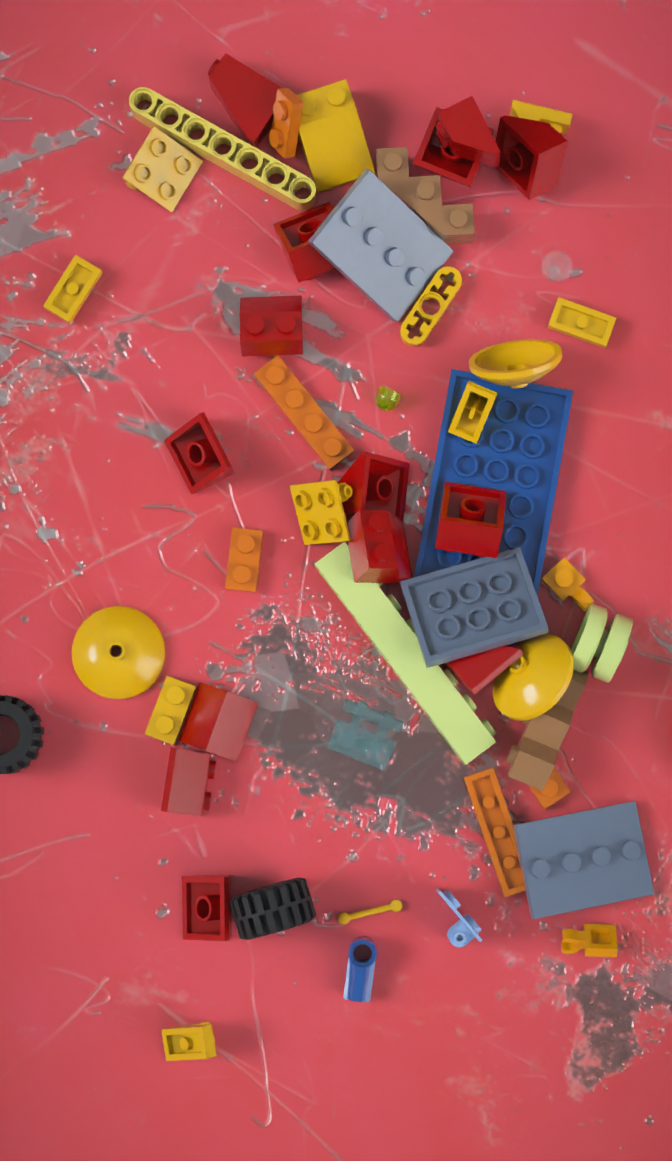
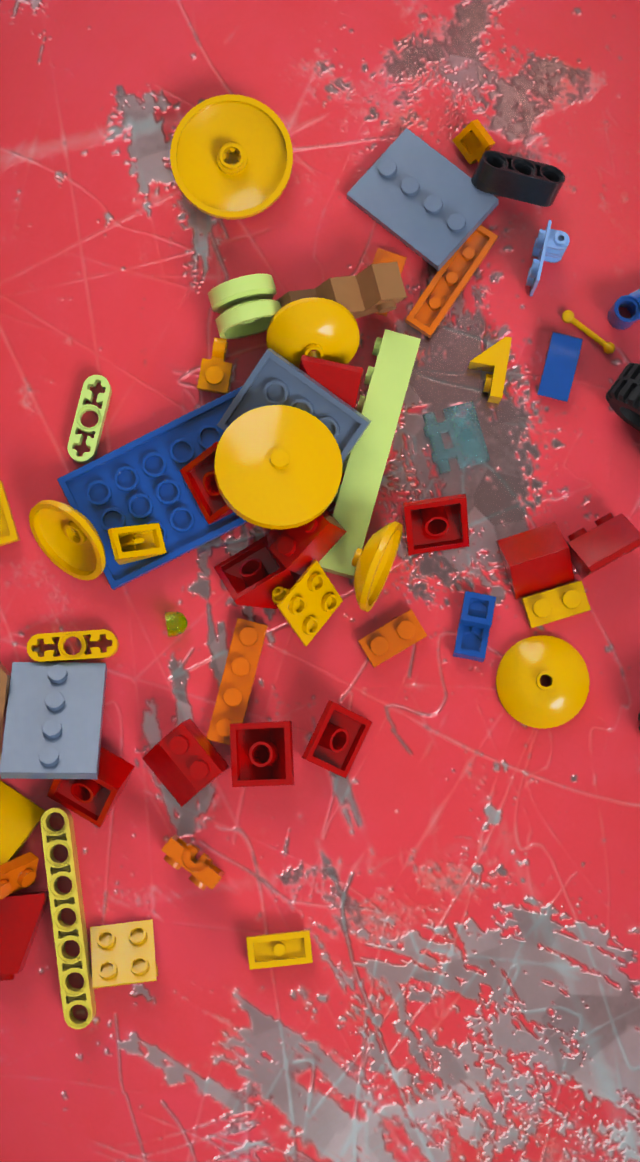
camera: 130 degrees left, 0 degrees up
(177, 272) = (182, 854): none -> orange brick
(203, 631) = (474, 626): none -> blue slope
(231, 386) = (261, 754): none -> red slope
(307, 662) = (435, 524): none -> red slope
(310, 585) = (374, 564): none -> yellow dish
(359, 864) = (559, 366): none -> blue slope
(404, 815) = (495, 361): none -> yellow slope
(444, 562) = (278, 467): none -> yellow dish
(539, 949) = (518, 178): none -> black beam
(610, 477) = (102, 399): none -> yellowish green beam

